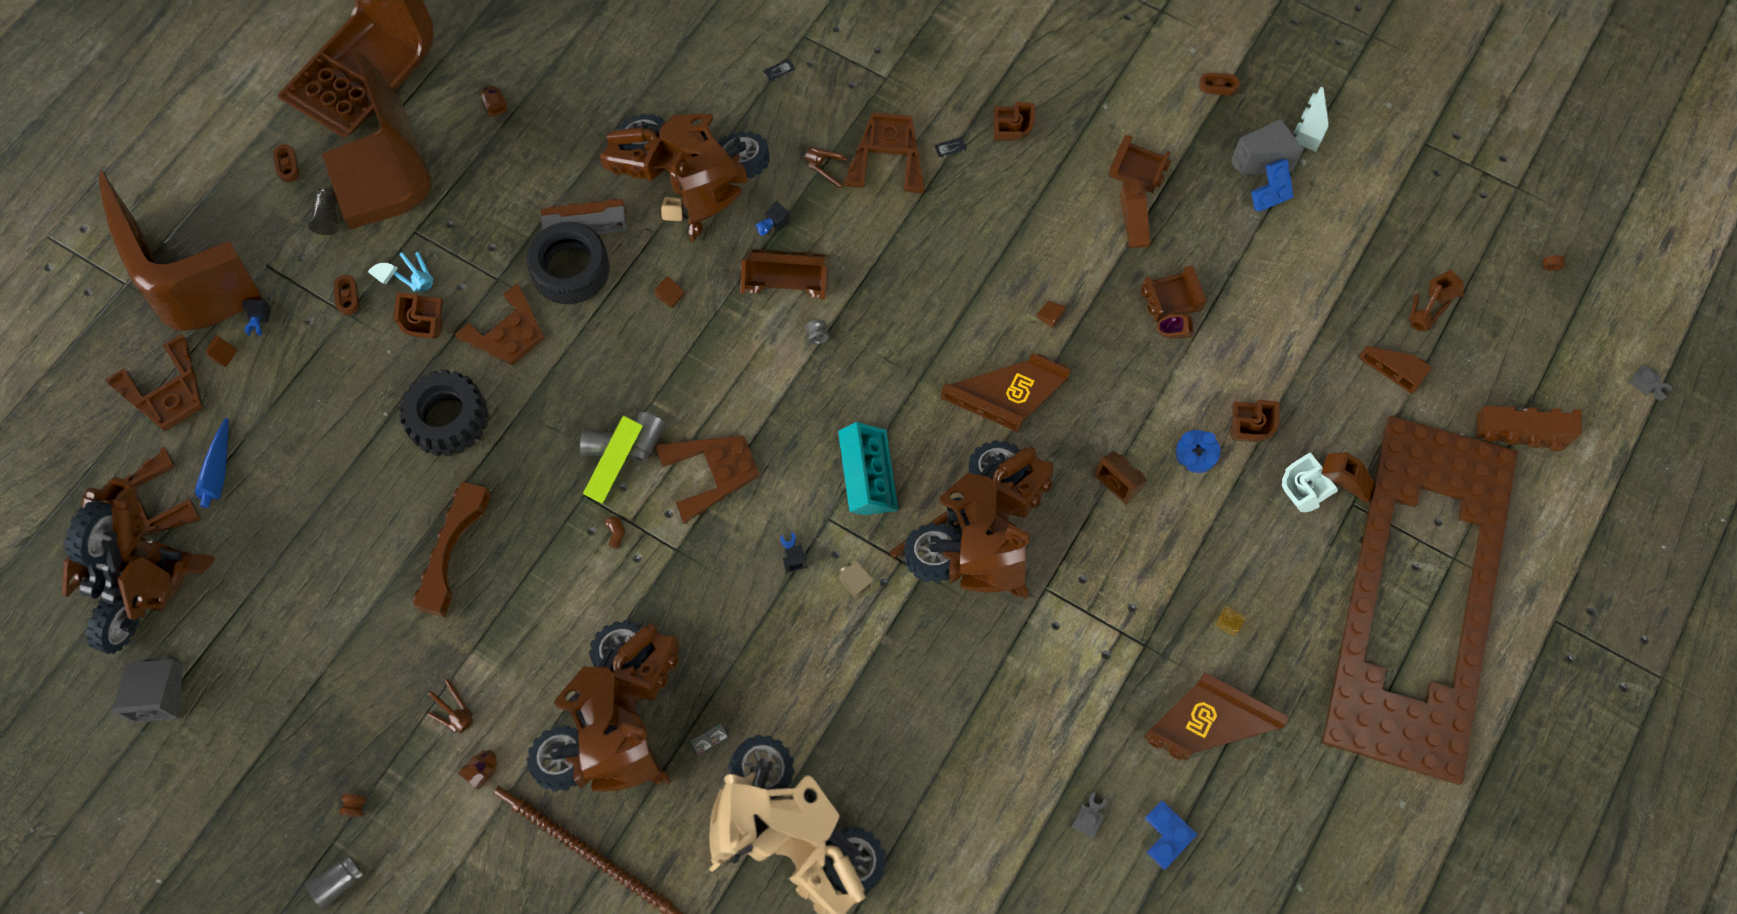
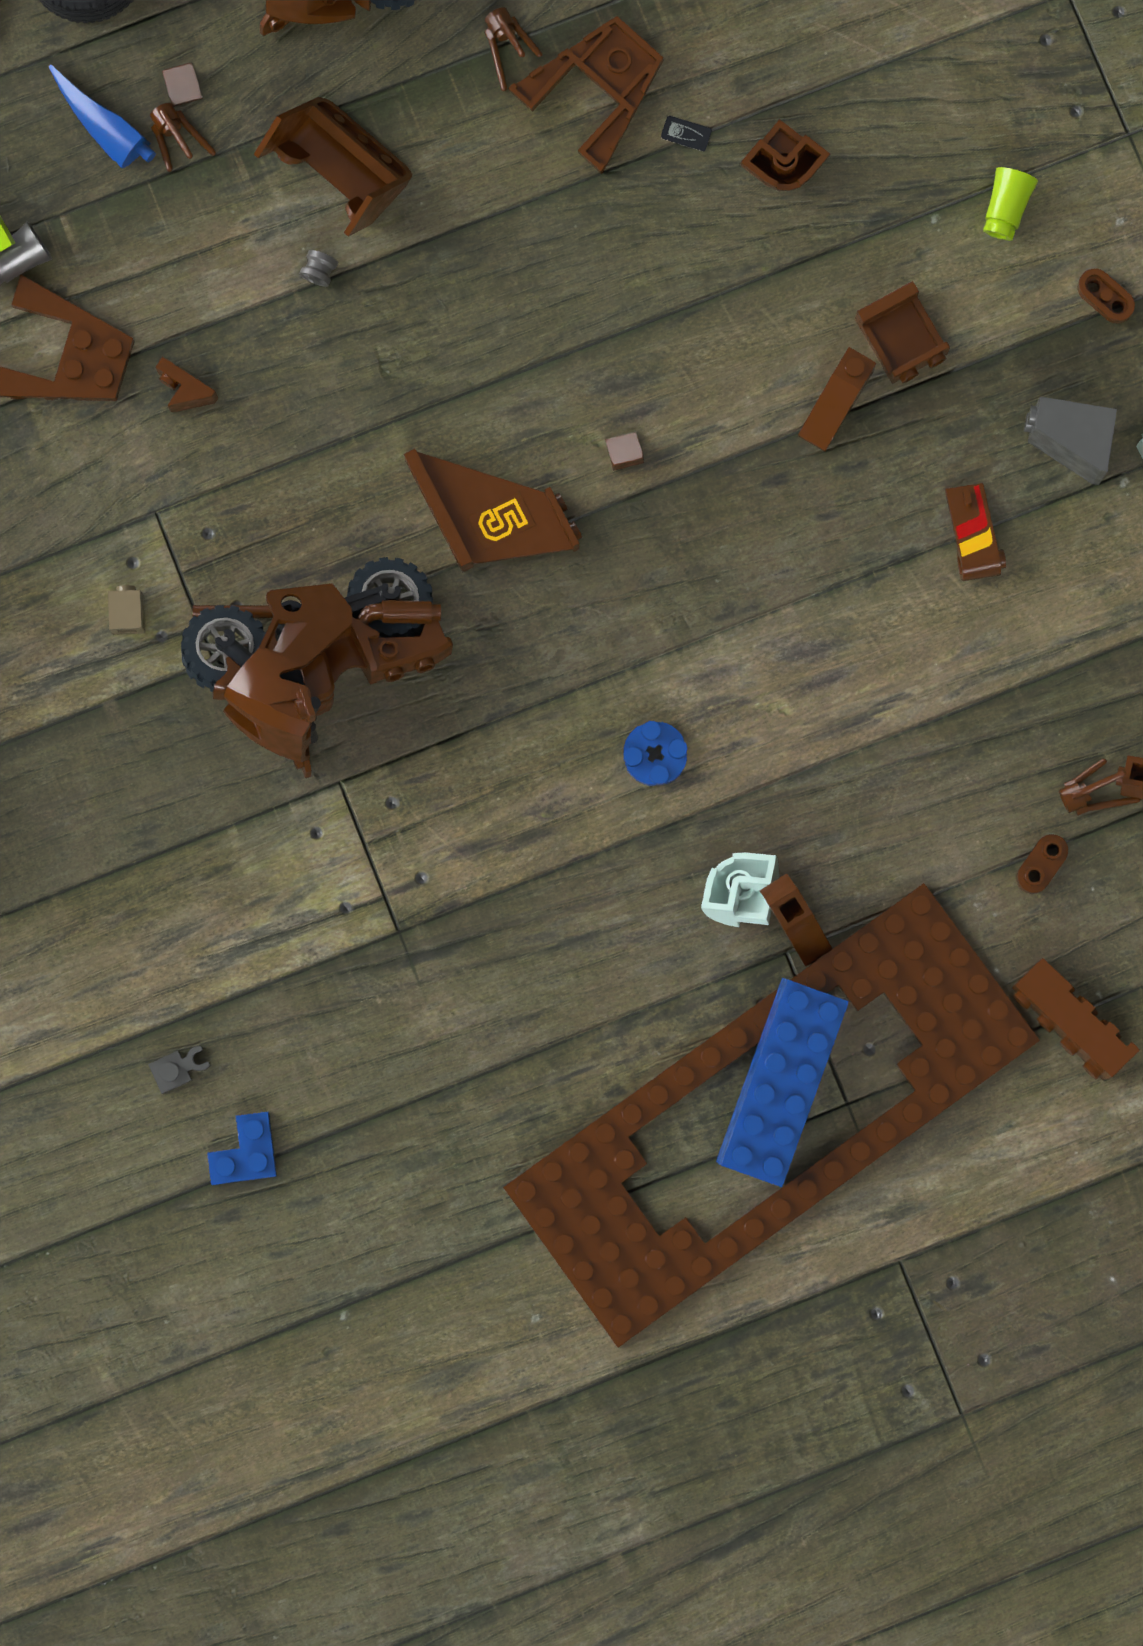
camera: 40 degrees right, 15 degrees up
(647, 339) = (108, 129): none -> blue piece
(677, 314) = (168, 122): none -> reddish brown plant
(776, 217) = (387, 77): black piece -> none
(795, 557) = (79, 531): black piece -> none
(799, 438) = (191, 391): none -> reddish brown slope
(867, 469) = (244, 488): teal slope -> none
(1120, 477) = (531, 716): reddish brown slope -> none
(1136, 71) = (1008, 202): none -> lime plant
(1174, 294) = (793, 537): reddish brown panel -> none
(1176, 326) = (759, 582): rock -> none
(1212, 717) = (396, 1065): reddish brown piece -> none
(1230, 621) = (518, 977): clear yellow slope -> none
(1254, 420) = (747, 768): reddish brown brick -> none
(1269, 237) = (974, 533): none -> reddish brown door
(1277, 190) = (1044, 497): blue plate -> none
(1399, 367) = (991, 836): reddish brown slope -> none
(1418, 567) = (782, 1082): none -> blue brick
(1438, 363) = (1042, 863): none -> reddish brown plate

